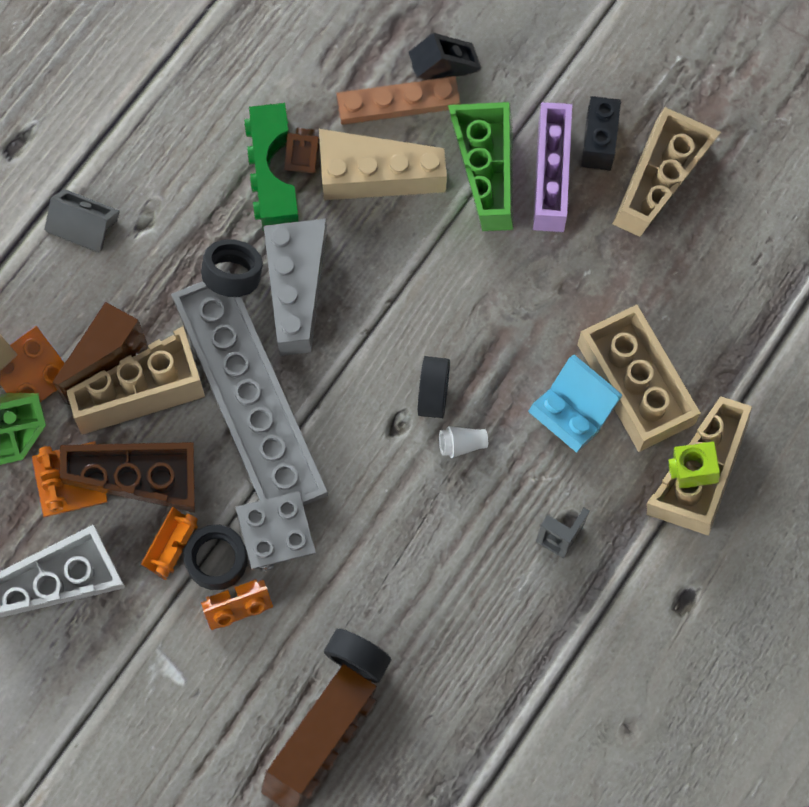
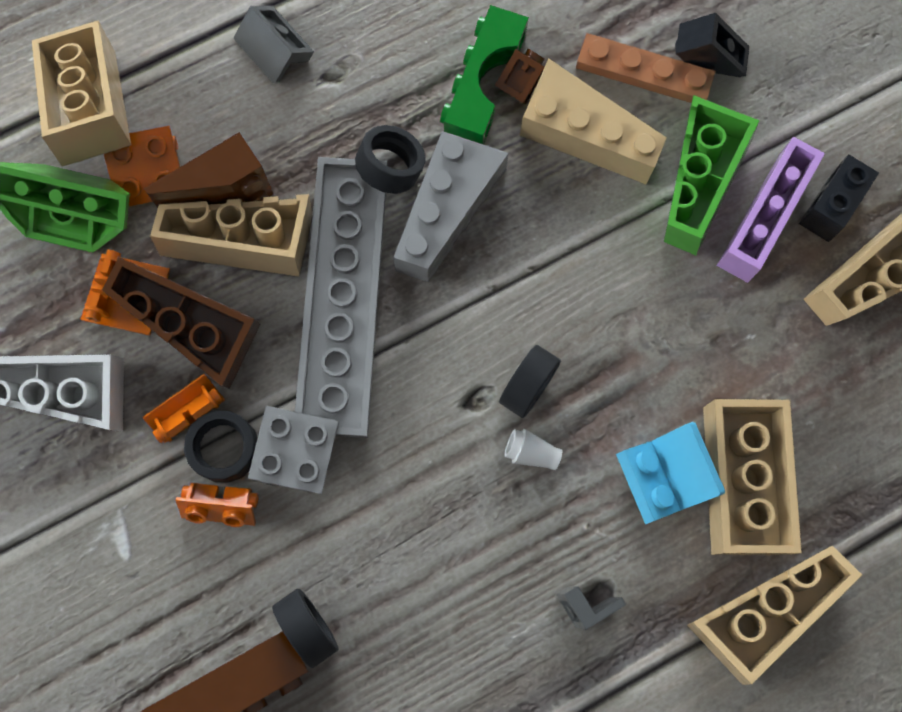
camera: 25 degrees right, 5 degrees up
(704, 454) = (785, 608): lime brick -> none

